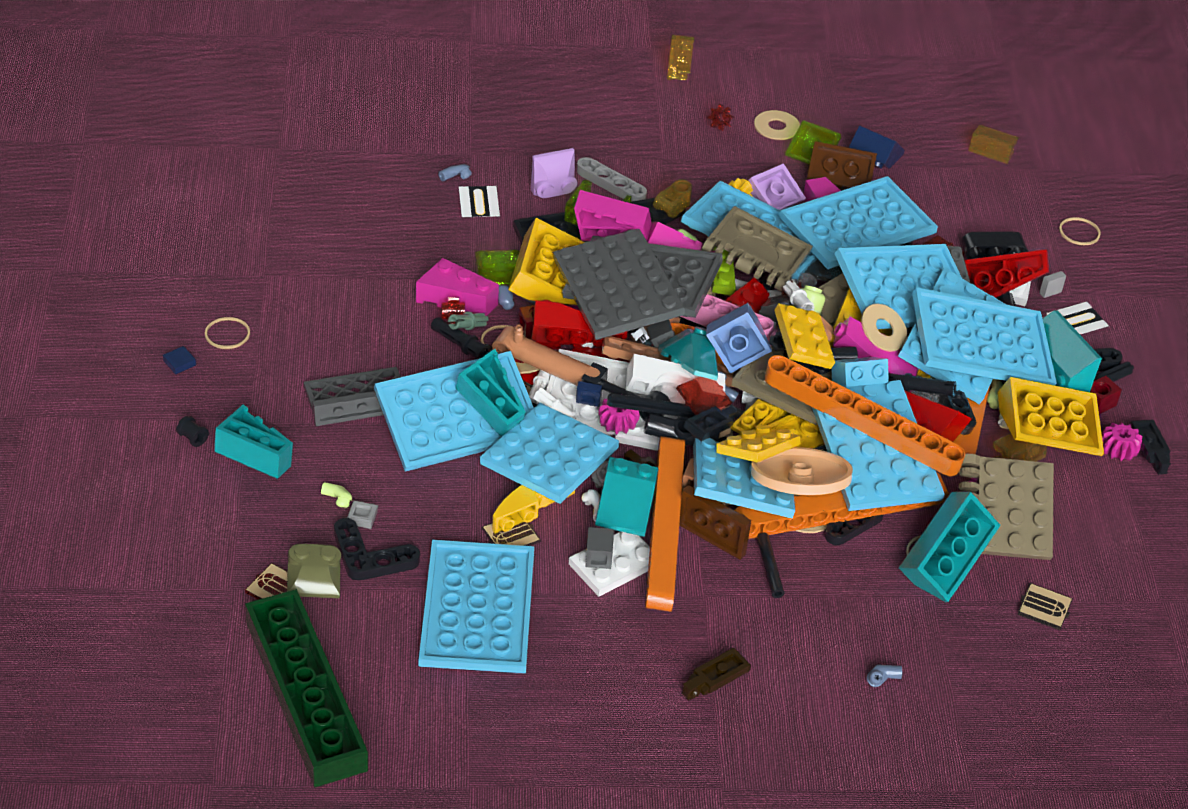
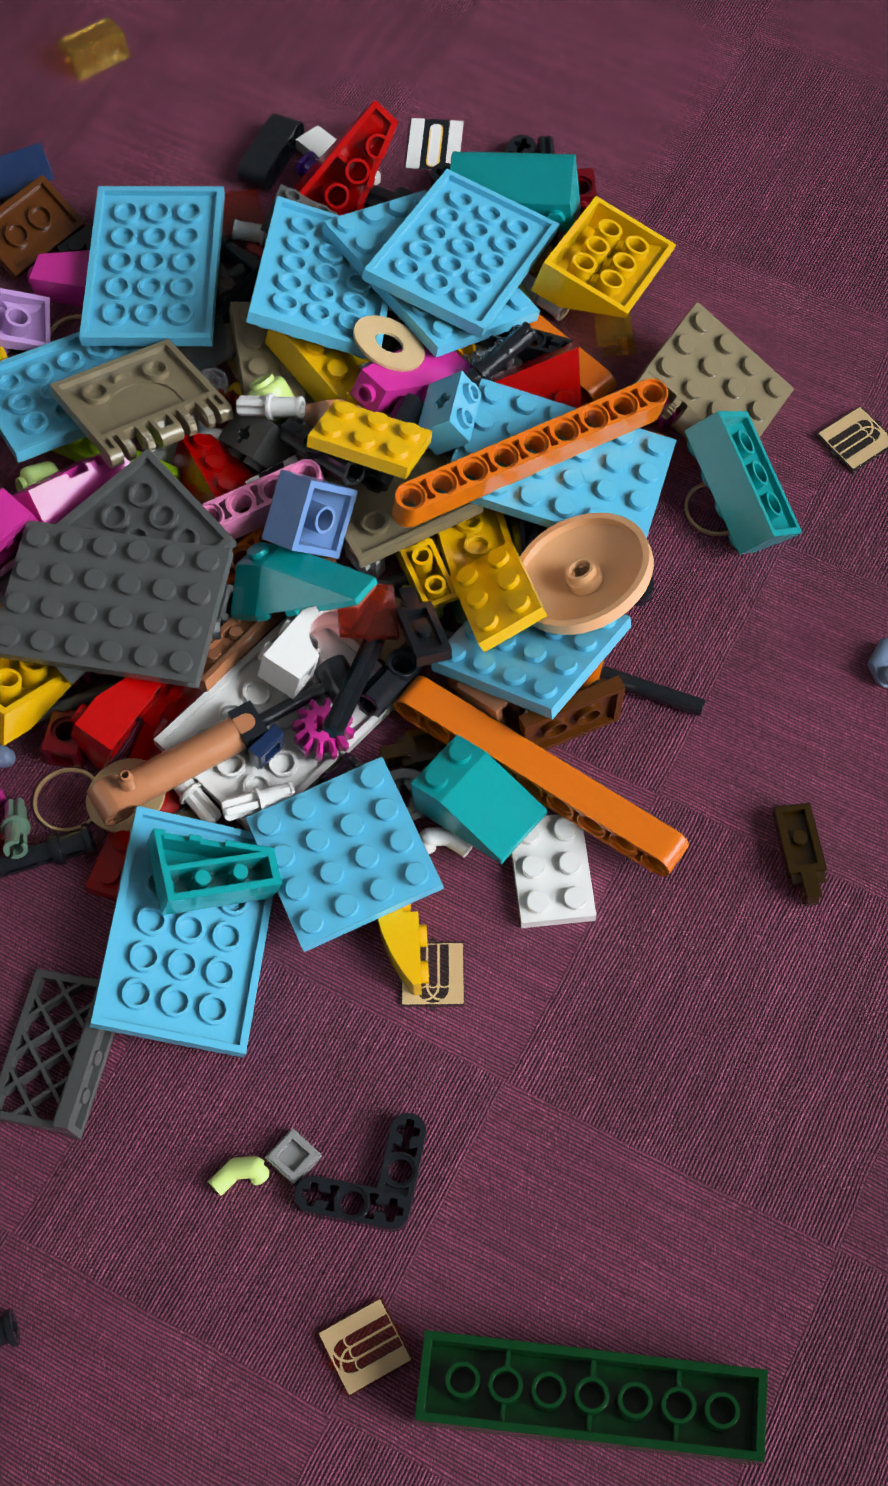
camera: 55 degrees left, 20 degrees up
(253, 443) = (82, 1252): teal wedge -> none
(314, 570) = (372, 1281): olive slope -> none
(477, 607) = (546, 1085): medium azure plate -> none
(599, 548) = (545, 879): dark grey panel -> none
(1076, 242) = (290, 36): tan piece -> none
(1121, 441) = (662, 214): dark pink gear -> none
(1153, 445) = (678, 191): black hinge -> none

